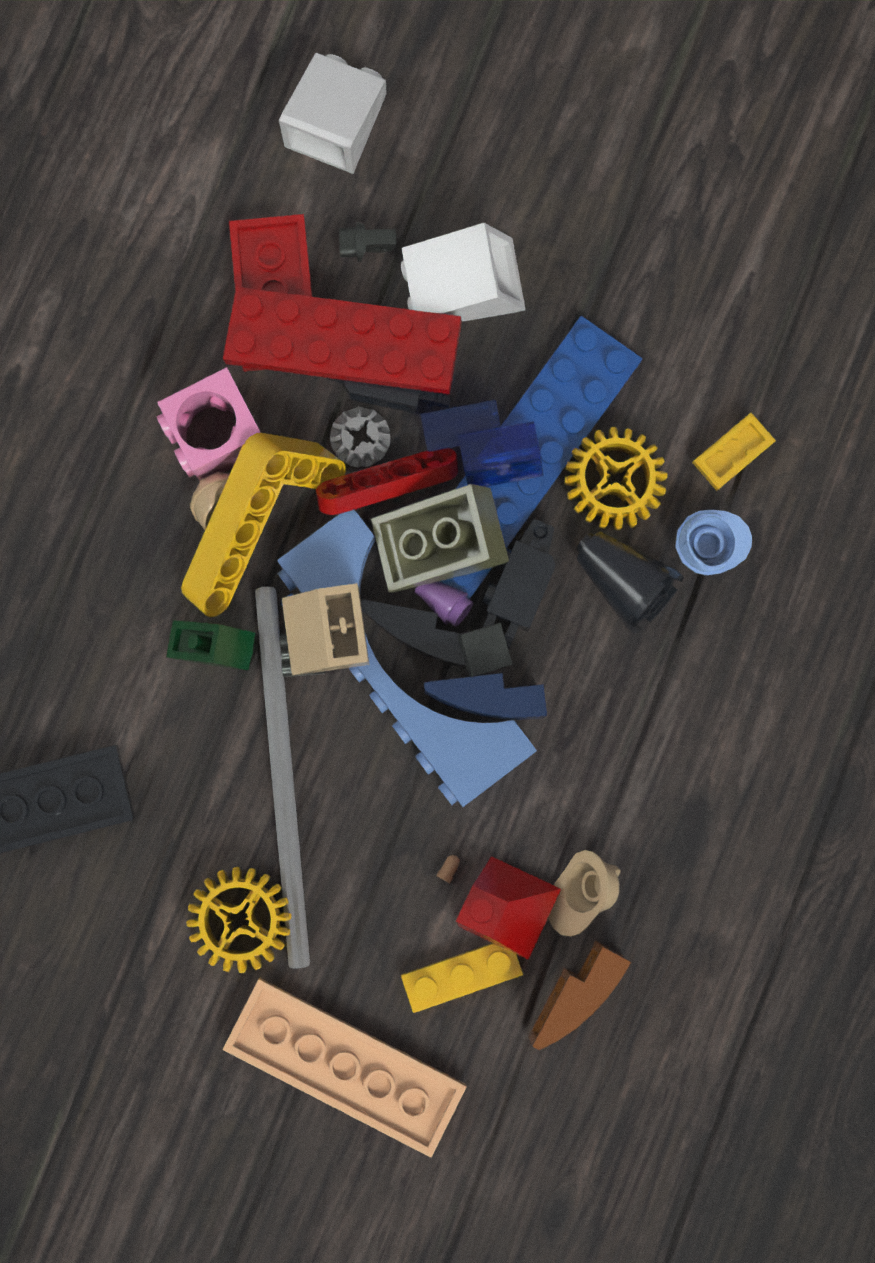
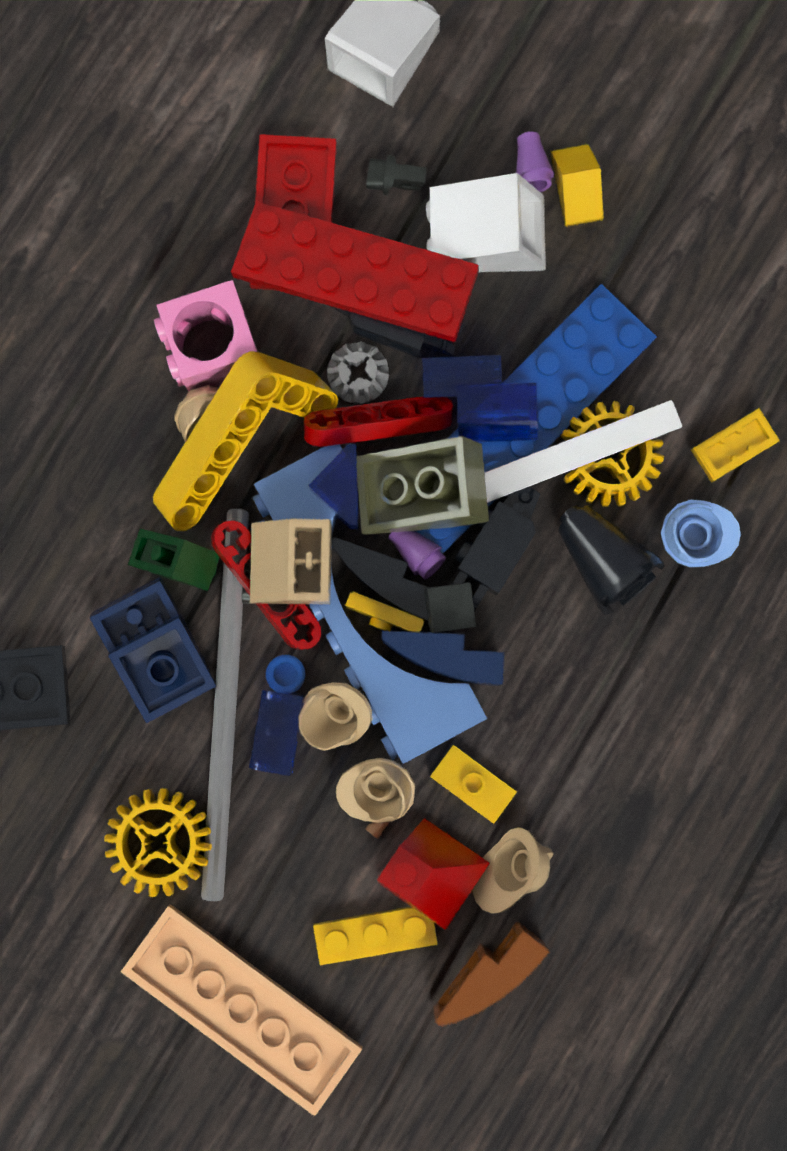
camera: 15 degrees right, 0 degrees up
(204, 735) = (152, 649): none -> dark blue slope
(330, 696) = (287, 630): none -> red beam
(336, 739) = (285, 674): none -> blue tile
(336, 796) = (276, 733): none -> clear blue hinge
(360, 551) = (339, 486): none -> clear blue slope
(390, 771) = (334, 716): none -> tan piece
(420, 667) = (383, 615): none -> yellow plate
(441, 837) = (376, 790): none -> tan piece
(497, 208) = (533, 162): none -> medium lavender cone
(533, 816) = (473, 784): none -> yellow plate
(544, 222) = (578, 184): none -> yellow slope
(587, 479) = (581, 450): none -> white sticker

